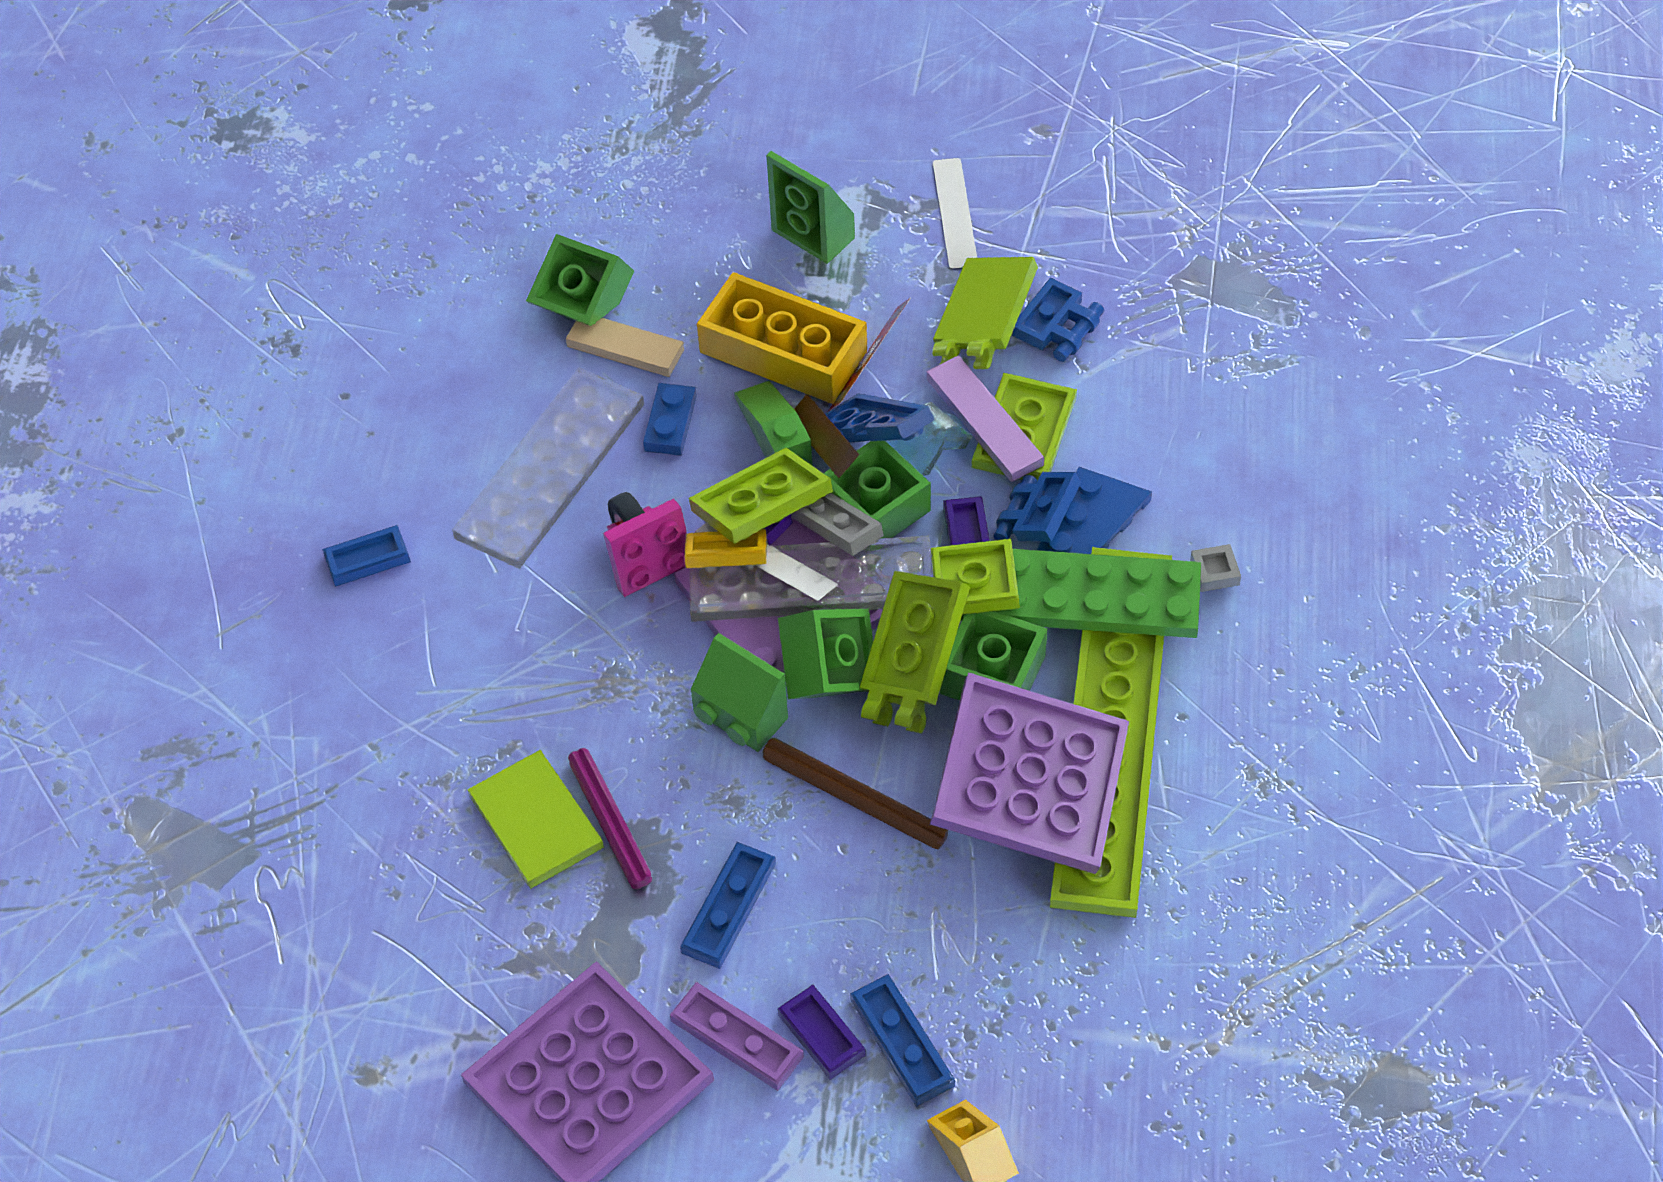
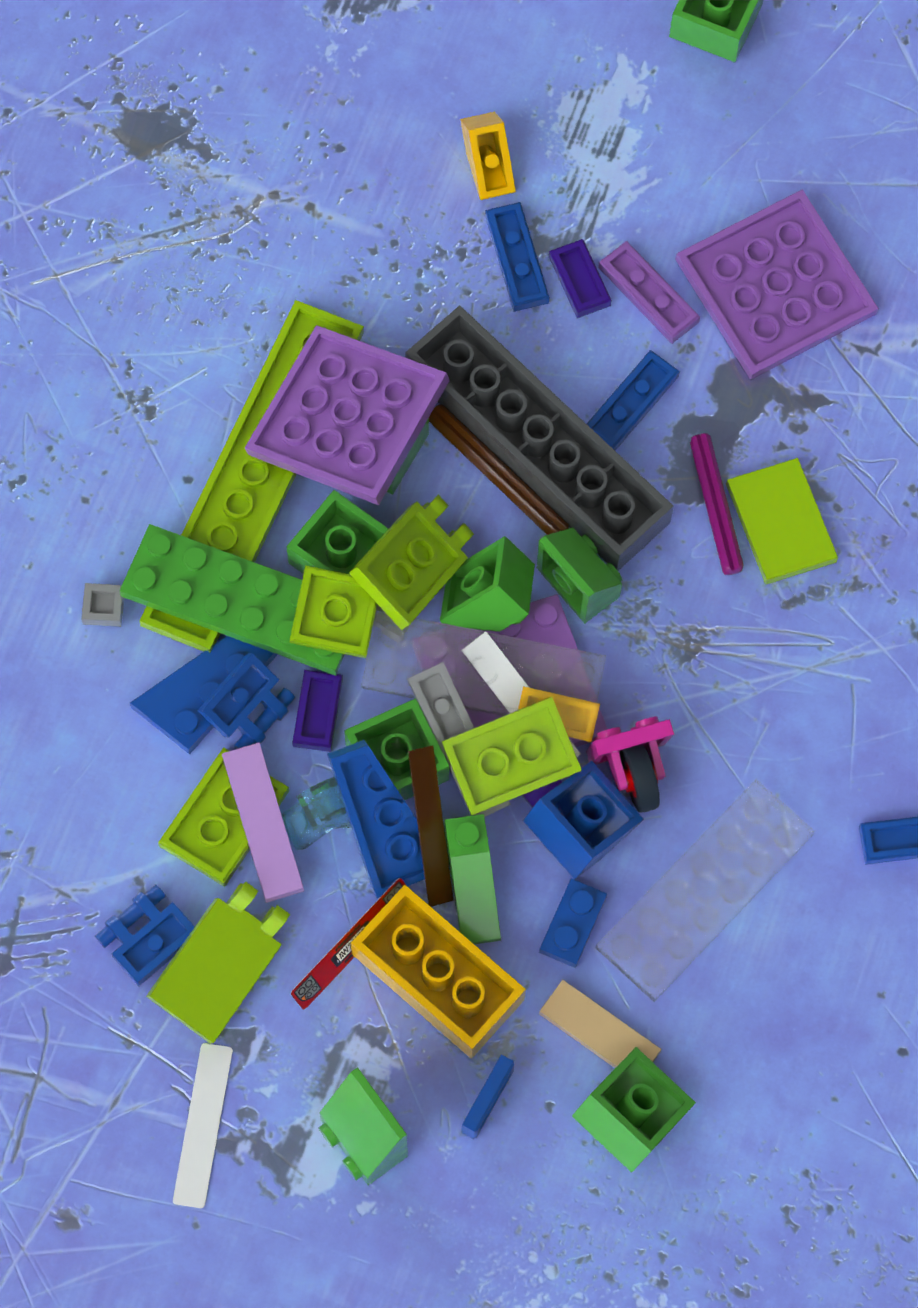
camera: 170 degrees left, 15 degrees up
(675, 472) = (582, 819): none -> blue slope
(712, 269) = (488, 1097): none -> blue tile
(822, 820) = (543, 439): none -> dark grey brick

